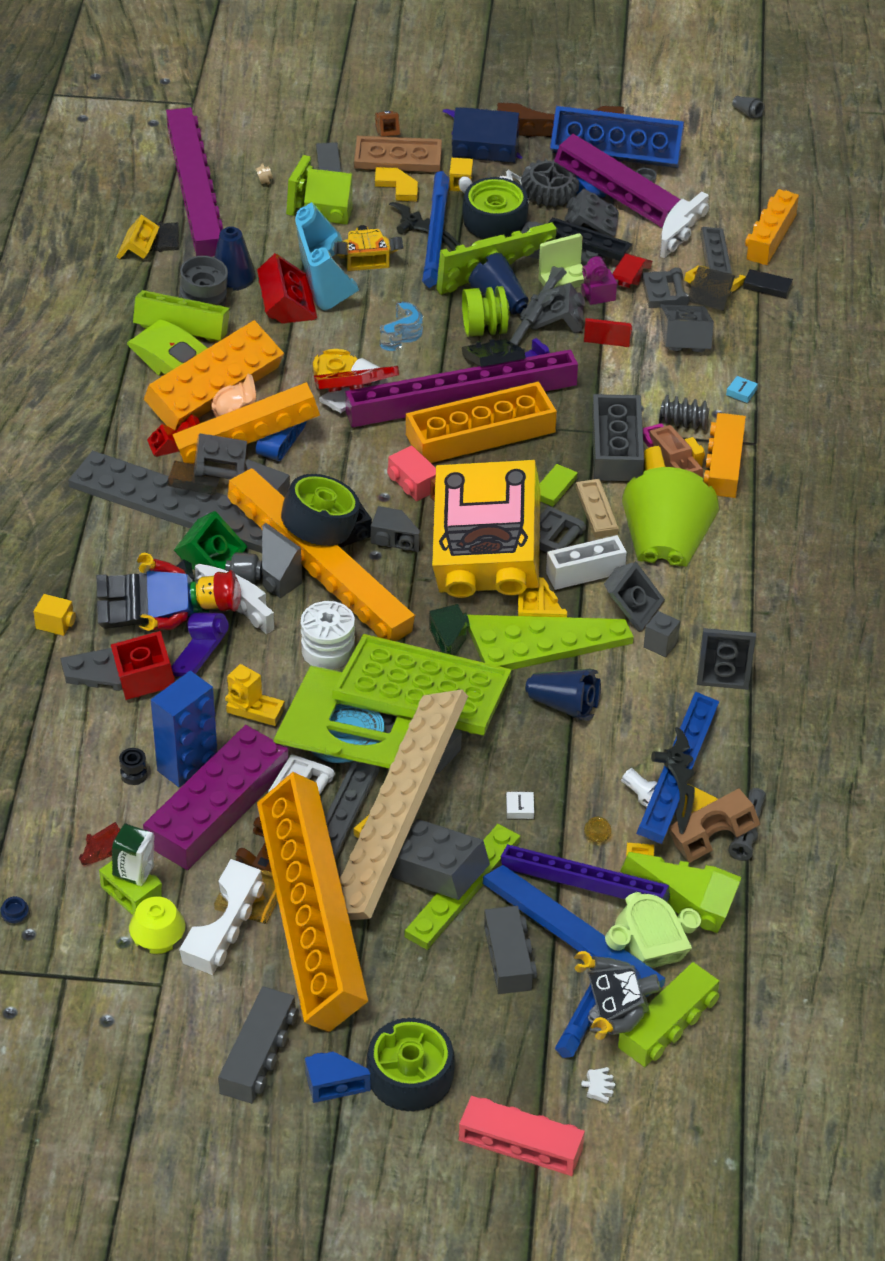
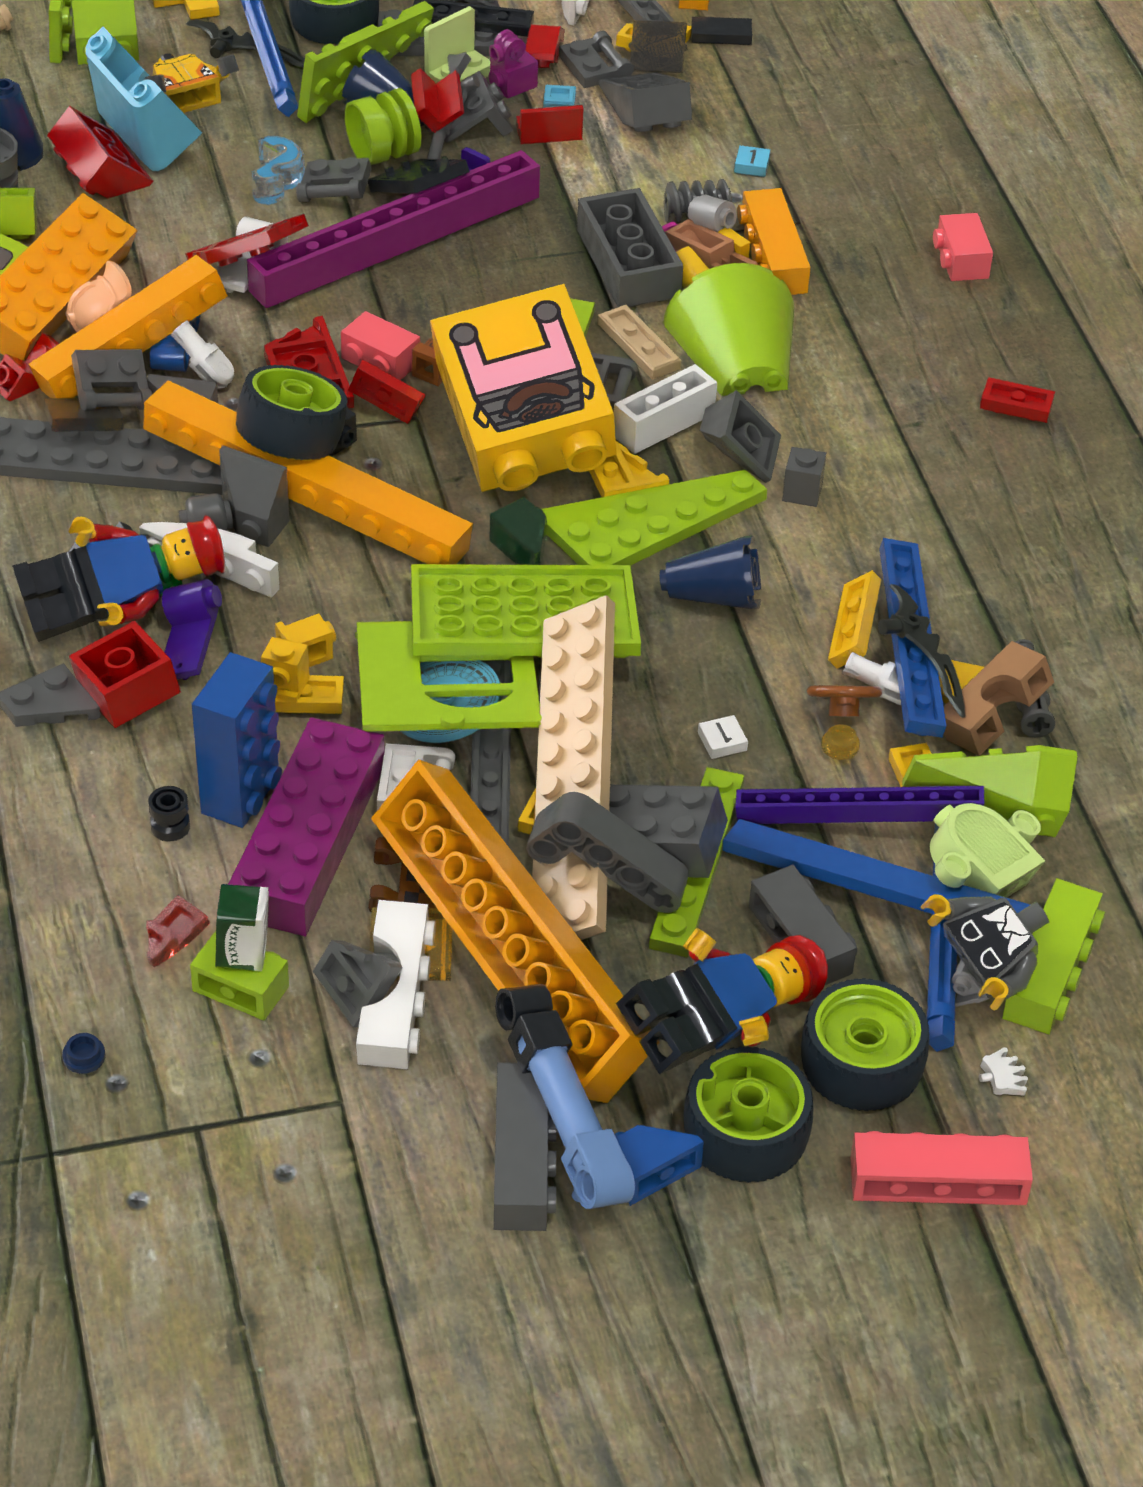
camera: 20 degrees left, 0 degrees up
(157, 925) = (302, 1020): neon yellow cone -> none
(200, 904) = (355, 977): none -> dark grey wing
(210, 542) = (142, 492): green slope -> none
(273, 670) = (313, 632): none -> yellow brick
(289, 986) = (541, 1048): none -> medium blue piece
(291, 455) = (205, 358): none -> white arm
(327, 634) = (365, 575): white wheel -> none
(333, 362) = (203, 231): yellow tile -> none
(362, 473) = (310, 351): none -> red wing
(394, 529) = (390, 423): dark grey slope -> none
(399, 498) = (386, 391): none -> red panel
(399, 867) = (623, 854): none -> dark grey beam
(419, 982) = (722, 997): none -> piece
(438, 342) = (334, 179): none -> dark grey plate
(481, 422) = (443, 264): light orange brick -> none
(508, 1039) = (865, 1044): none -> wheel
(529, 299) = (437, 102): none -> red panel
(612, 798) = (844, 699): none -> dark orange piece
(625, 313) = (559, 96): none -> medium azure tile
(650, 741) = (854, 618): none -> yellow plate
(686, 424) = (712, 212): none -> light grey brick
(725, 658) = (907, 485): dark grey slope -> none
(845, 612) = (1017, 400): none -> red plate
(862, 488) = (963, 247): none -> coral brick

